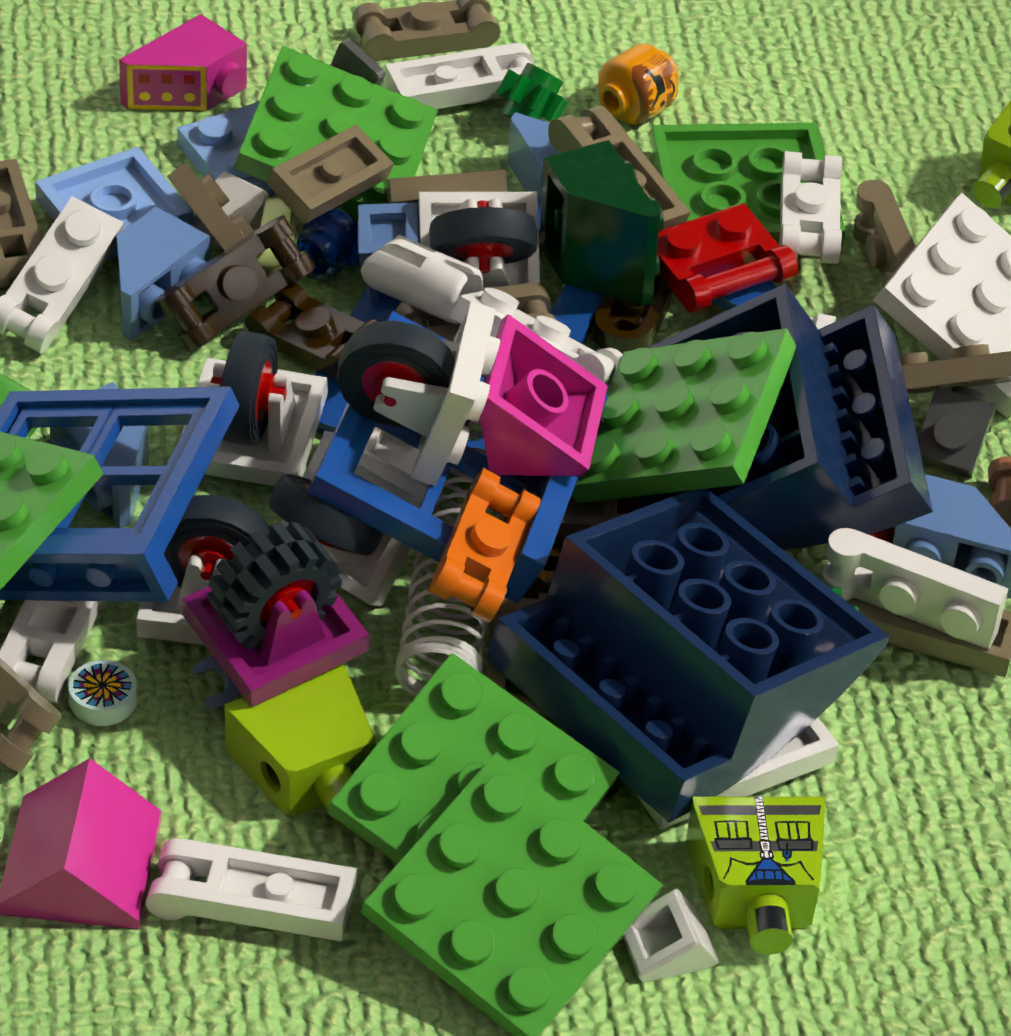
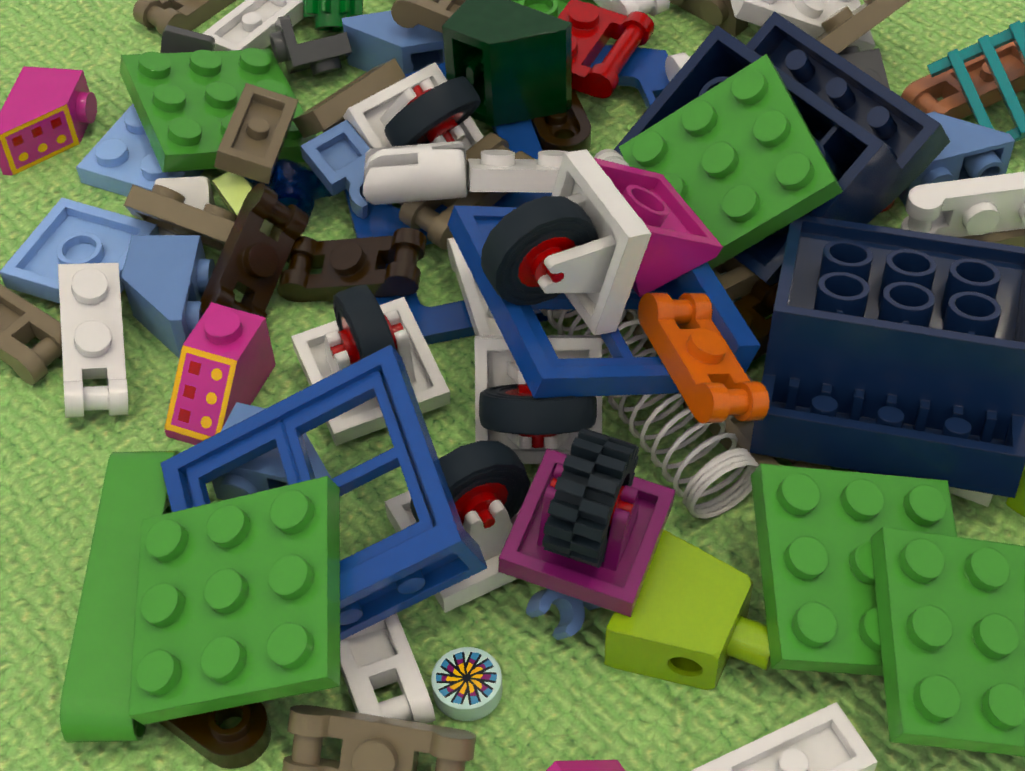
camera: 30 degrees left, 5 degrees up
(135, 349) = (218, 365): none -> dark pink slope
(476, 138) = (318, 55): none -> dark grey bracket

